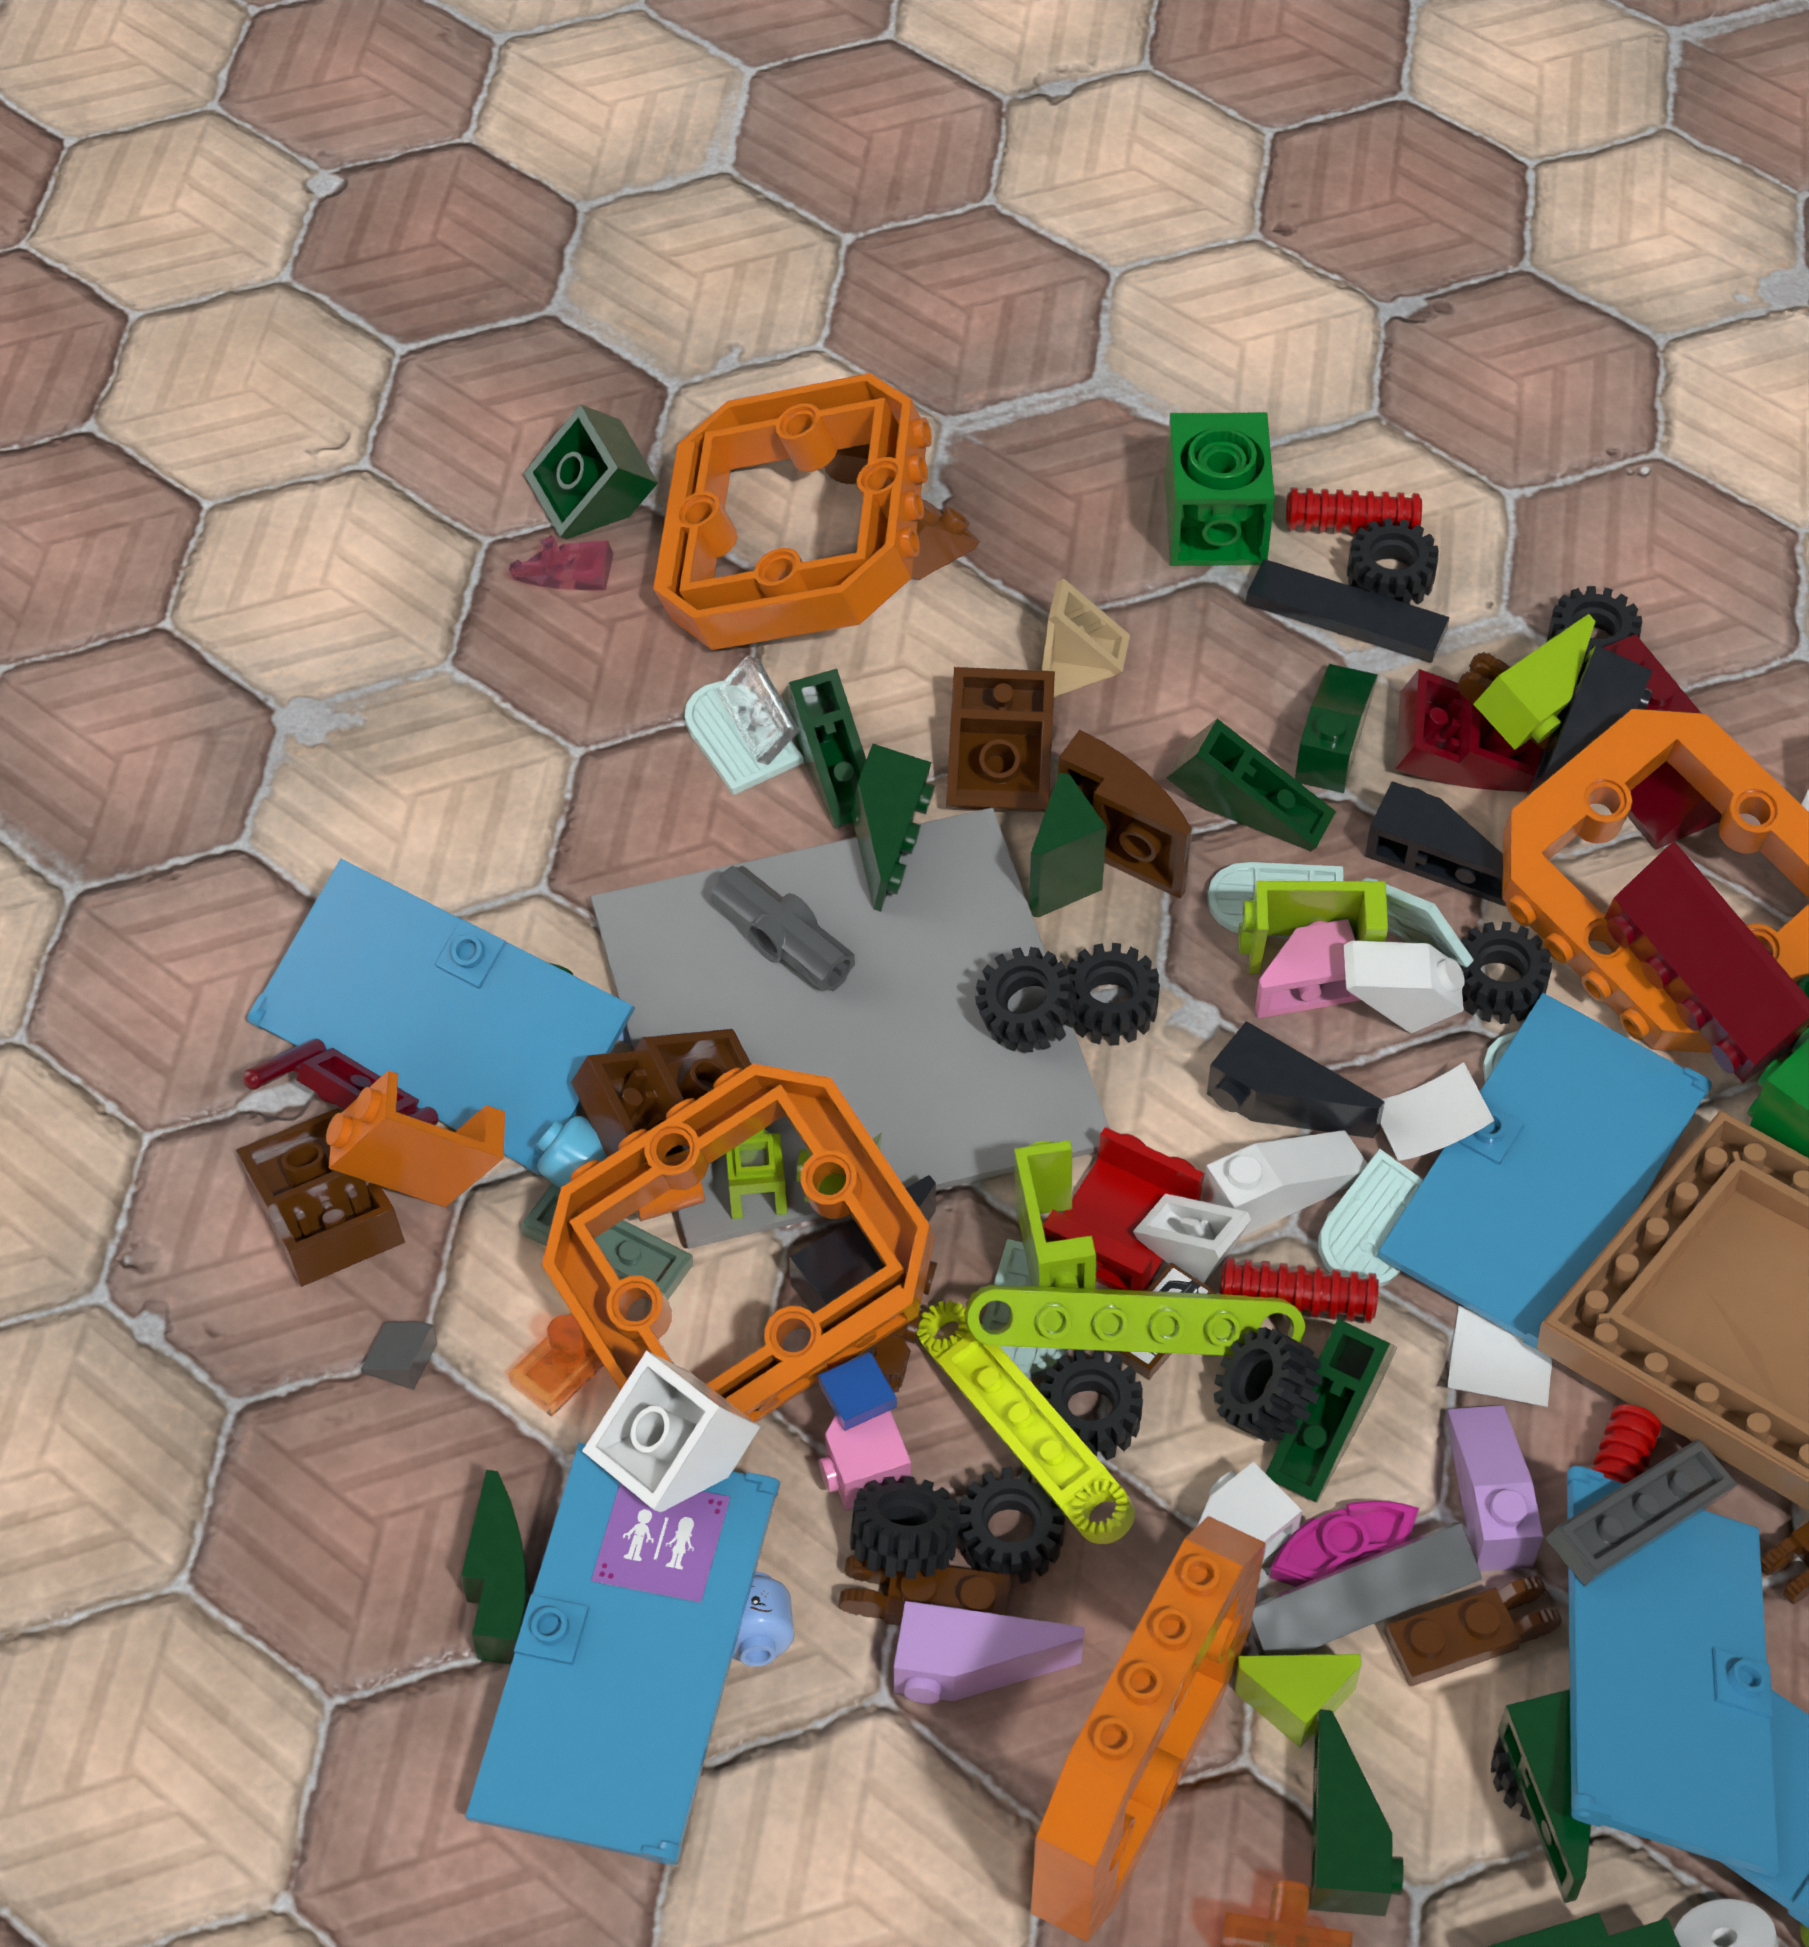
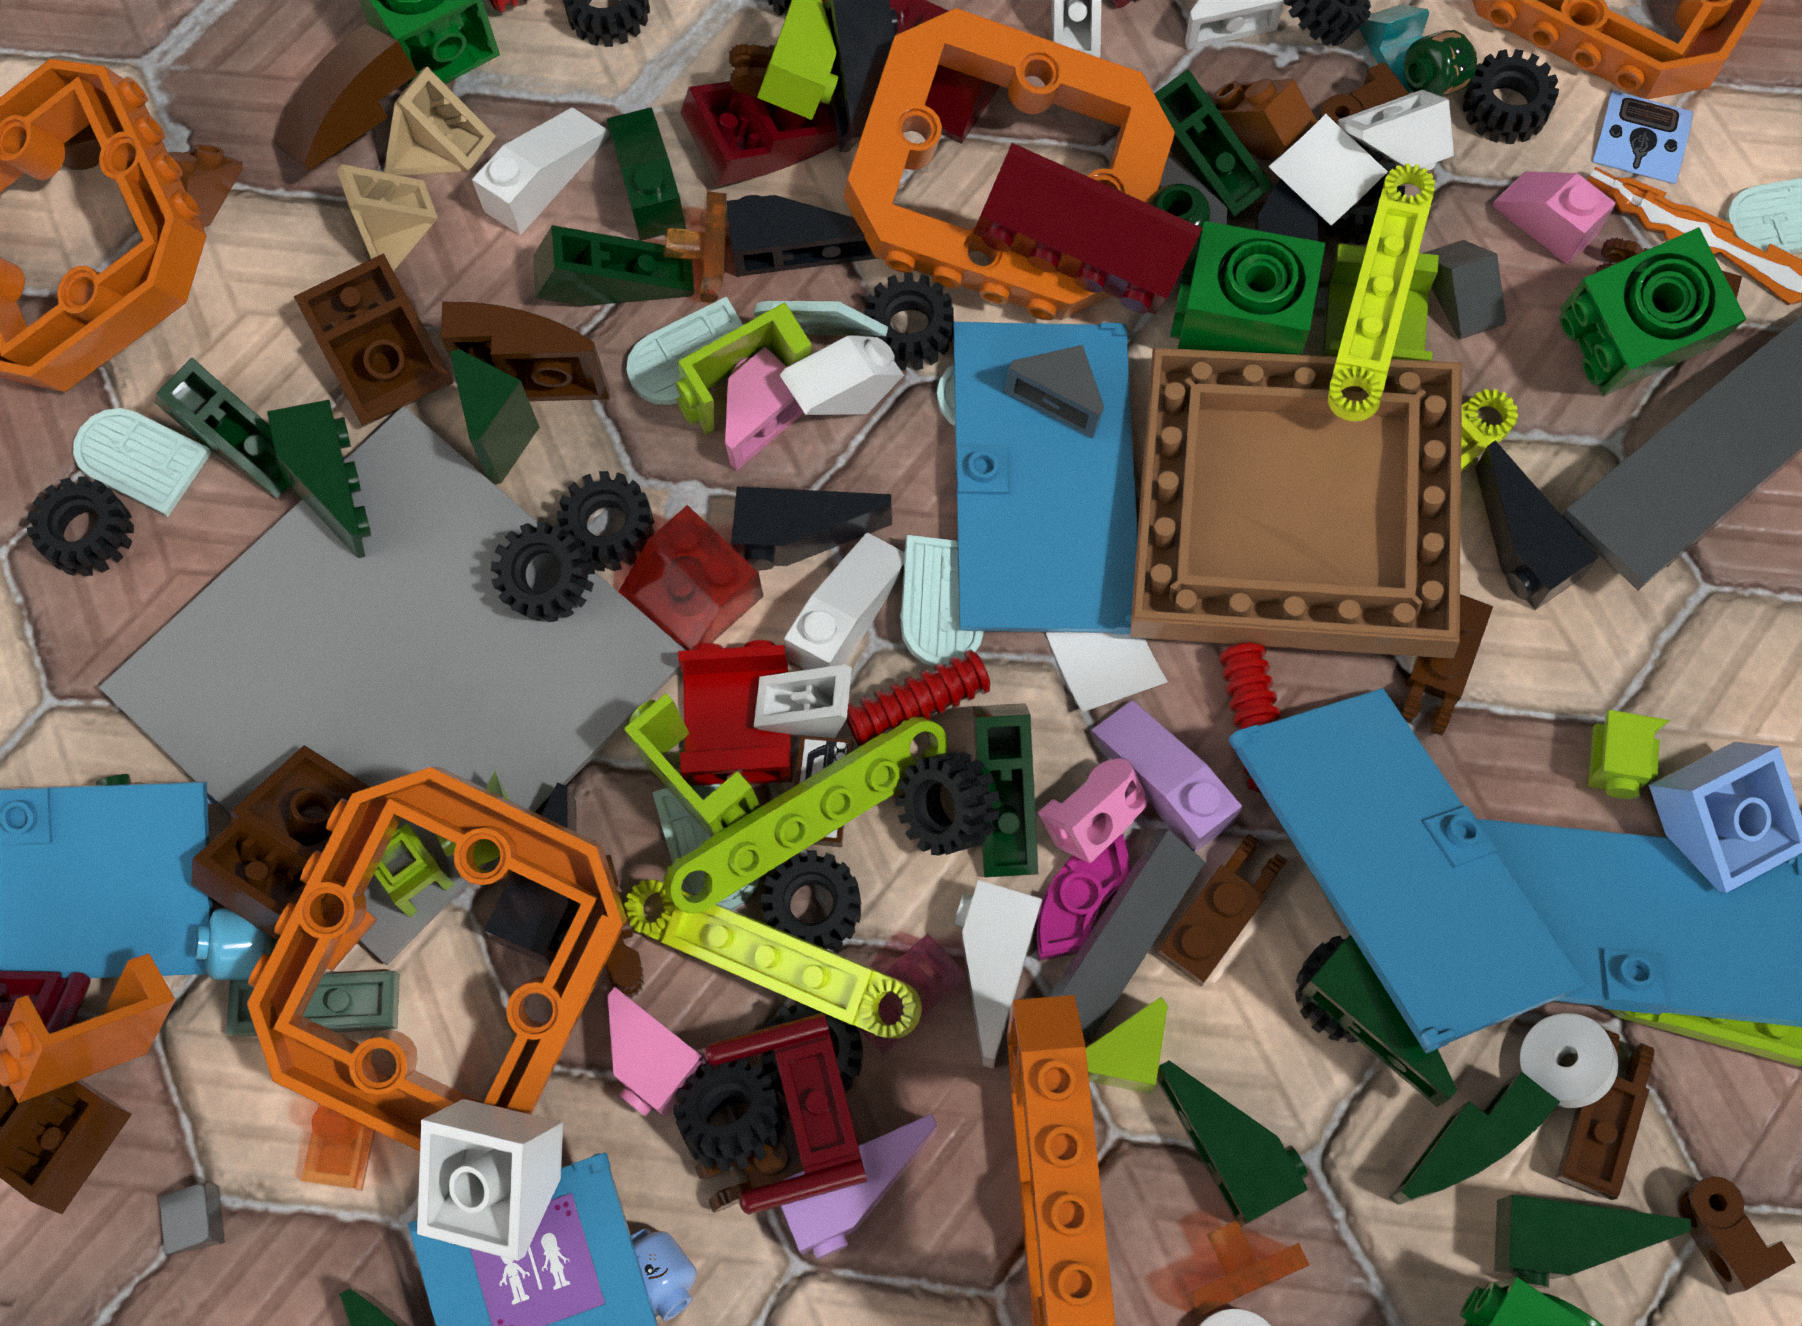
camera: 30 degrees left, 15 degrees up
(661, 784) = (66, 505): none -> black tyre
(757, 710) = (142, 429): clear plate -> none
(783, 928) = (290, 624): dark grey piece -> none
(857, 1391) = (618, 1022): blue tile -> none
(984, 1557) = (815, 1107): none -> dark red plate
(1101, 527) = (343, 96): none -> reddish brown slope
(1152, 1545) = (908, 964): none -> clear pink slope
(1156, 1081) = (691, 581): none -> clear red slope
(1164, 596) = (433, 130): none -> tan slope
(1237, 671) = (536, 168): none -> white slope
(1346, 810) = (703, 246): none -> clear orange tile
(1347, 610) = (592, 62): black tile -> none
(1404, 1472) = (1096, 811): none -> bright pink leg
(1434, 1114) = (932, 478): white sticker -> none
(1603, 1093) = (1058, 386): none -> dark grey slope
(1640, 1512) = (1305, 742): dark grey tile -> none

